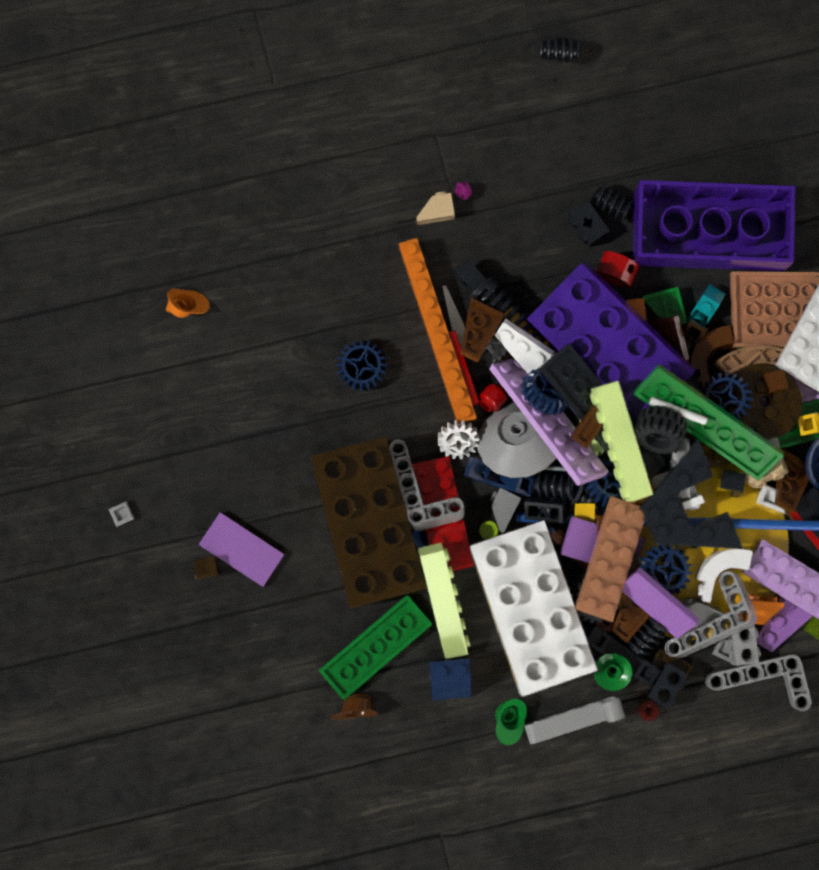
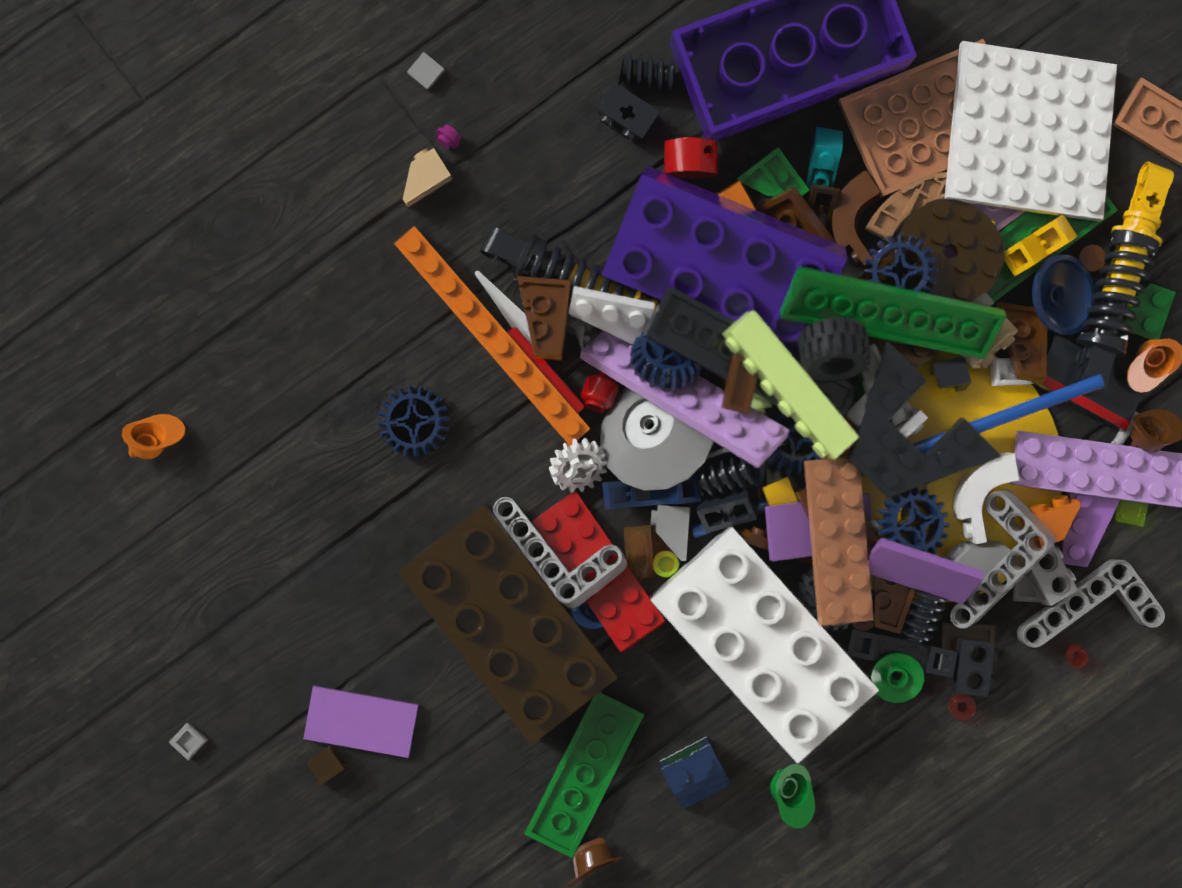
camera: 30 degrees left, 5 degrees up
(443, 600) = (646, 683): yellowish green brick -> none
(466, 142) = (425, 71): none -> light grey tile
(474, 513) = (639, 550): none -> clear orange slope
(574, 719) = (874, 757): light grey beam -> none
(686, 413) = (857, 315): white bar -> none
(743, 711) = (1082, 656): none -> clear red hinge
(776, 381) = (955, 220): reddish brown tile -> none

